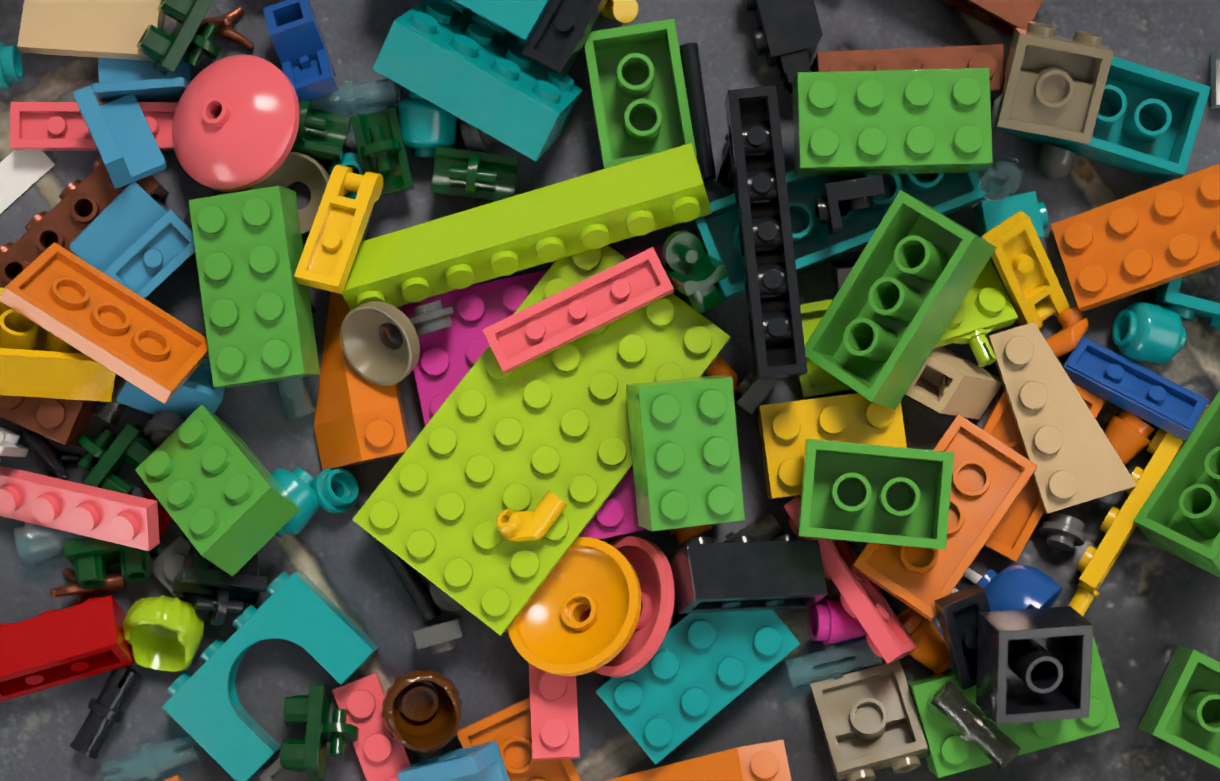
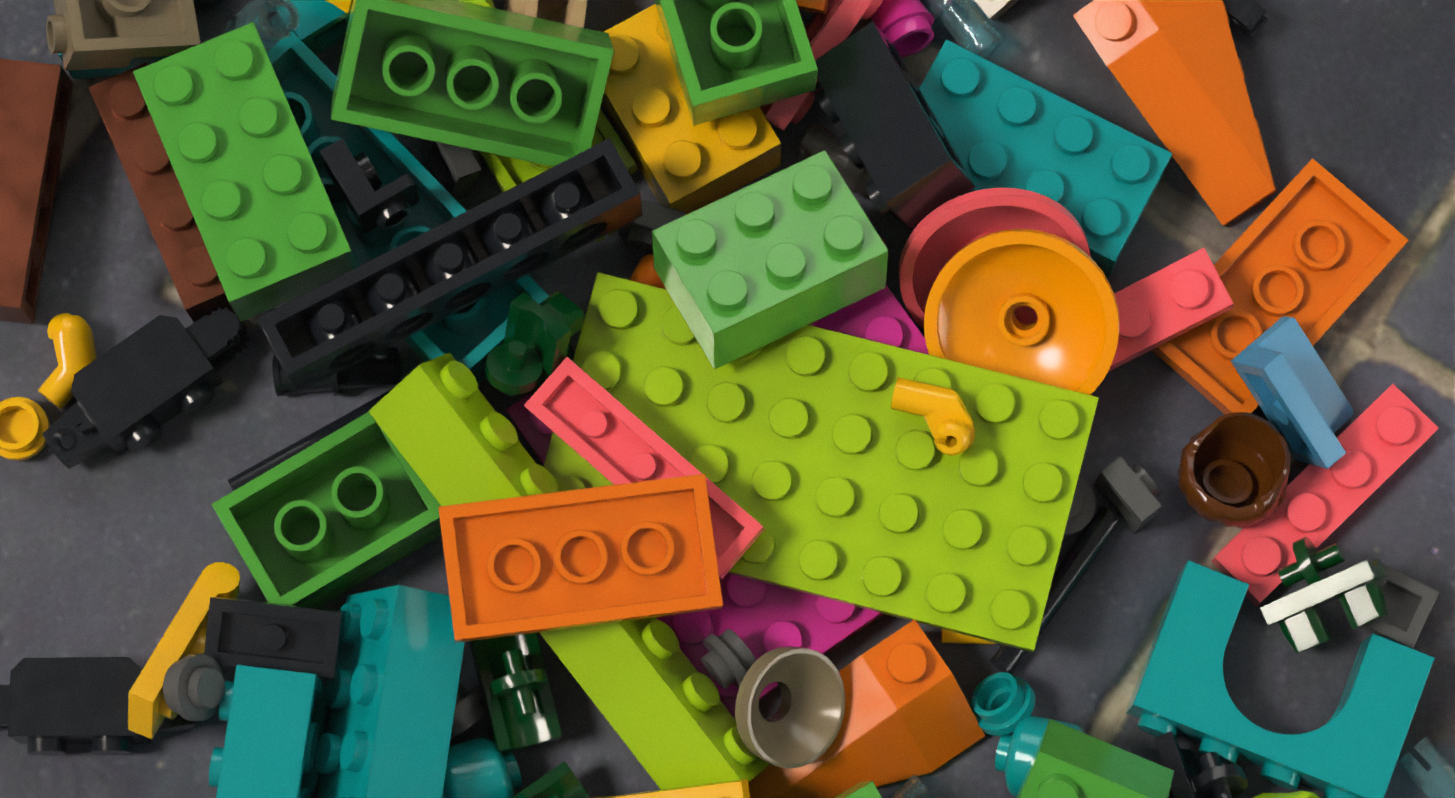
camera: 110 degrees left, 10 degrees down
(526, 238) = (580, 557): none -> orange plate

